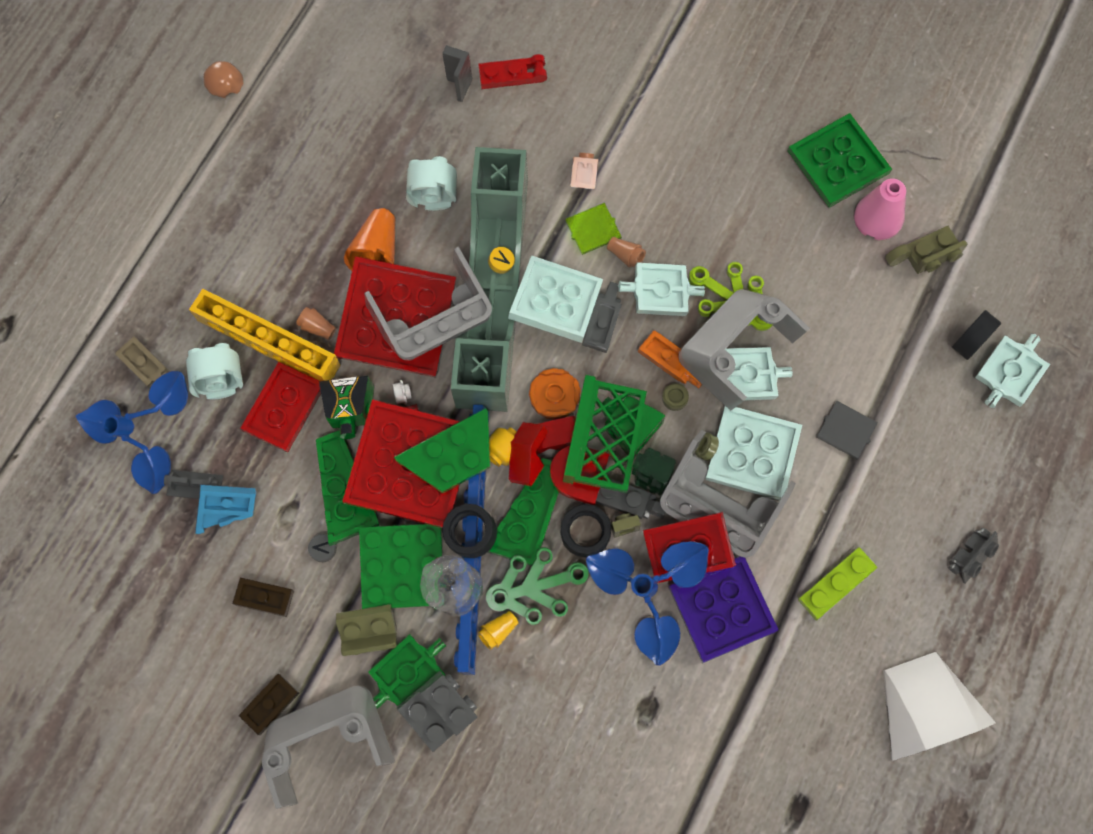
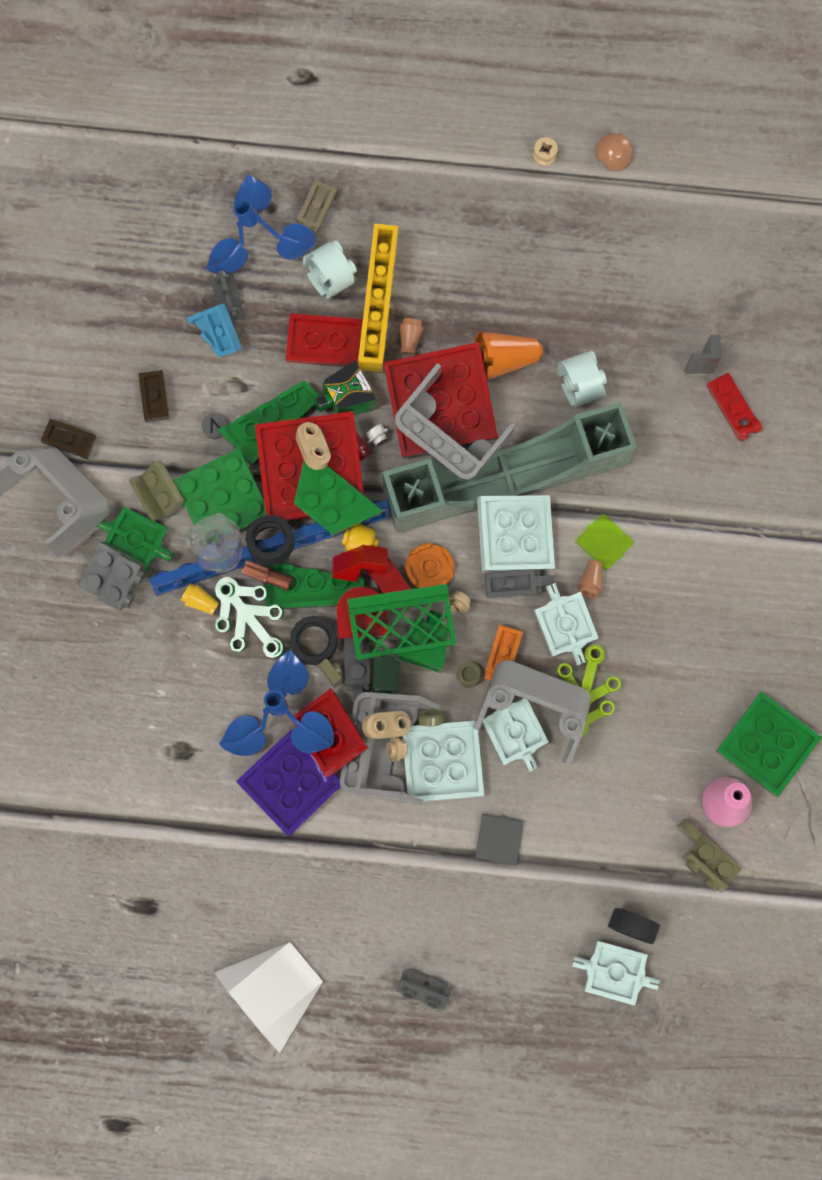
camera: 60 degrees right, 5 degrees up
(199, 139) = (543, 157): none -> tan wheel
(390, 449) = (313, 443): none -> tan plate
(501, 260) = (534, 470): yellow tile -> none
(503, 549) = (267, 575): none -> copper axle
(584, 171) = (656, 511): bracket -> none
(603, 374) = (459, 602): none -> tan plate
(703, 488) = (388, 725): none -> tan plate
(727, 490) = (396, 749): none -> tan plate
(837, 583) = (351, 876): lime plate -> none

